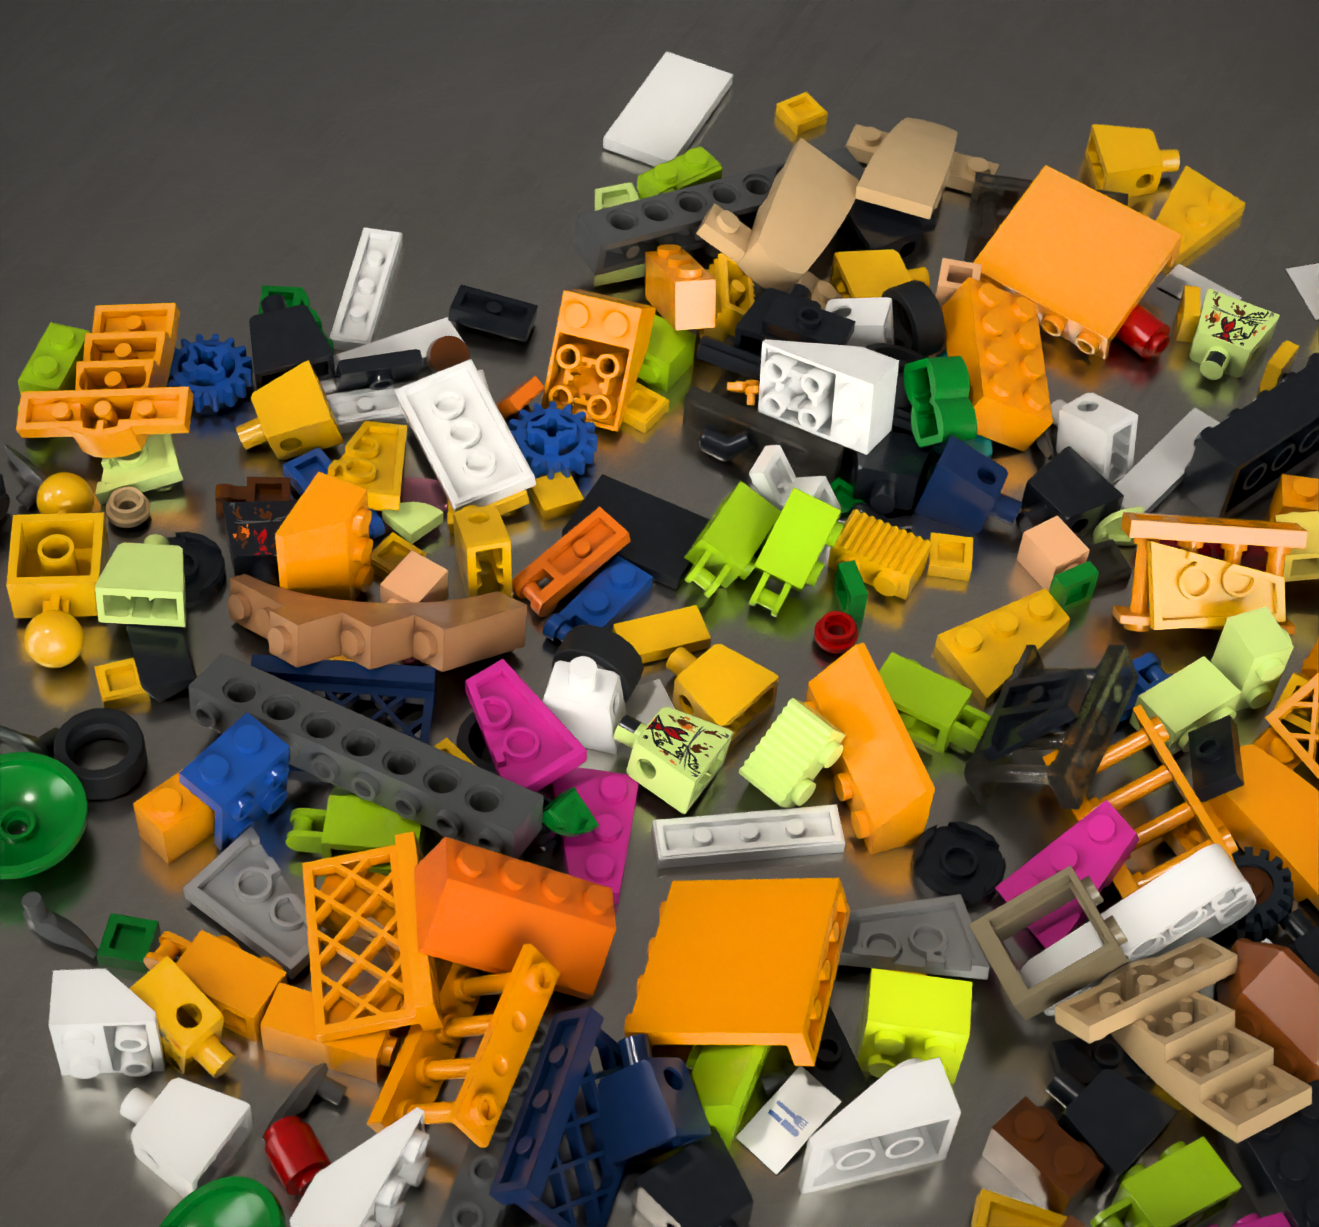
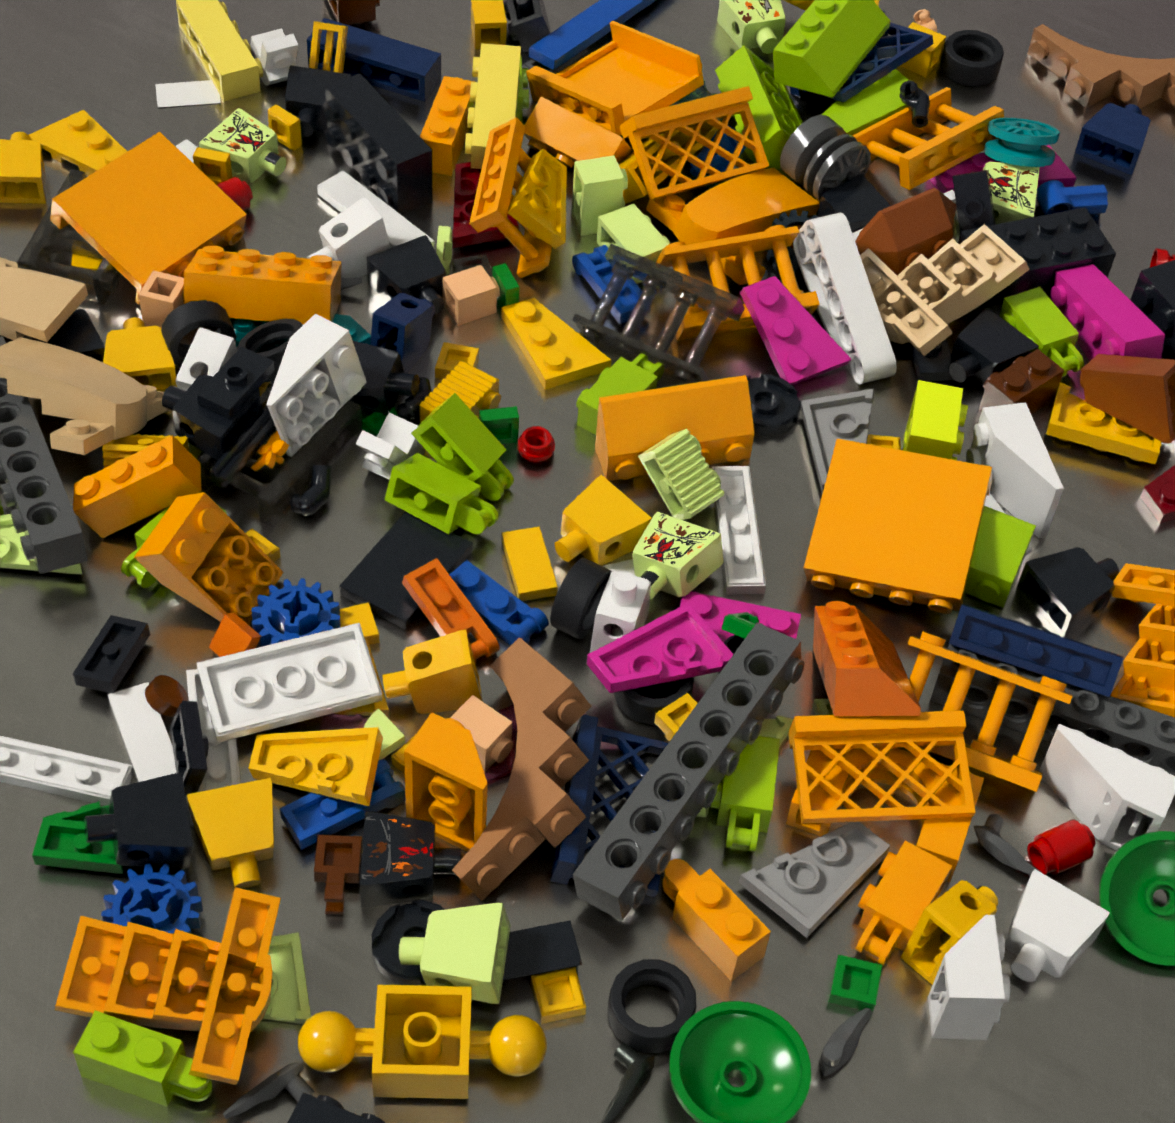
camera: 85 degrees left, 0 degrees up
(127, 507) = (331, 979): tan plate -> none
(240, 777) = (718, 858): blue bracket -> none
(648, 1105) = (1019, 590): dark blue torso -> none
(940, 400) = (308, 300): green brick -> none
(1027, 909) = (904, 358): dark tan window -> none
(1032, 709) = (658, 313): black wing -> none
(1215, 758) = (702, 223): black plate -> none

